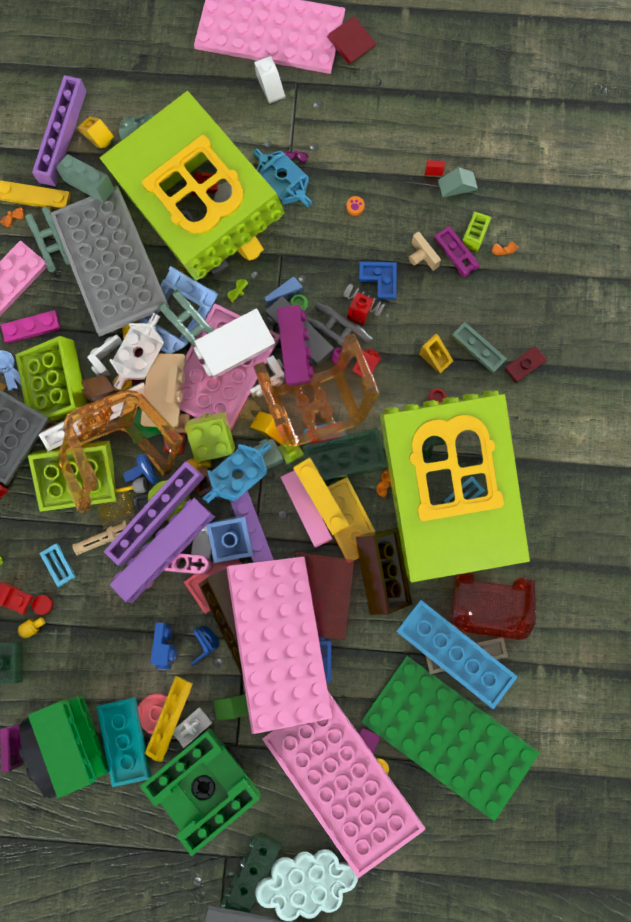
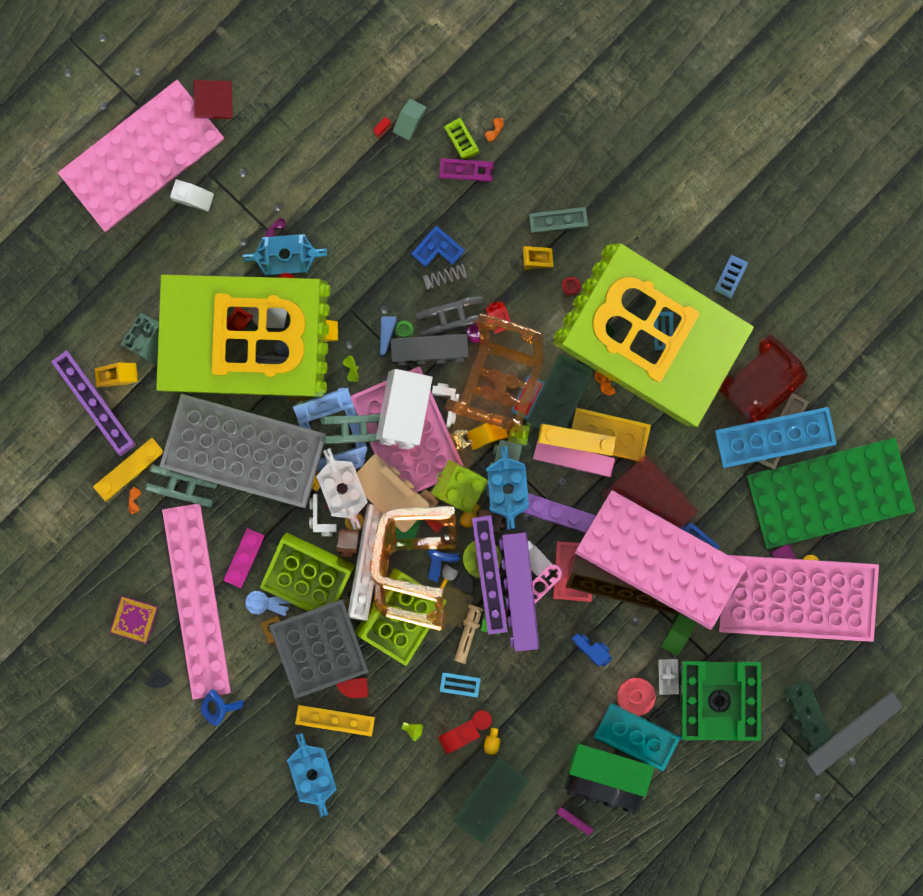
camera: 50 degrees left, 5 degrees up
(85, 178) = (156, 415): sand green brick -> none
(168, 719) = (648, 688): yellow plate -> none
(207, 646) = (614, 613): blue piece -> none
(229, 539) = (552, 534): medium blue slope -> none
(294, 345) = (442, 363): magenta brick -> none
(306, 885) = (847, 682): light aqua plate -> none
(355, 206) = (359, 217): orange tile -> none
(360, 308) = (450, 285): red bracket -> none
(383, 571) = (671, 440): dark brown slope -> none
(423, 252) = (445, 197): tan tile -> none
(525, 364) = (601, 195): dark red plate -> none
(567, 508) = (733, 259): none -> medium blue slope

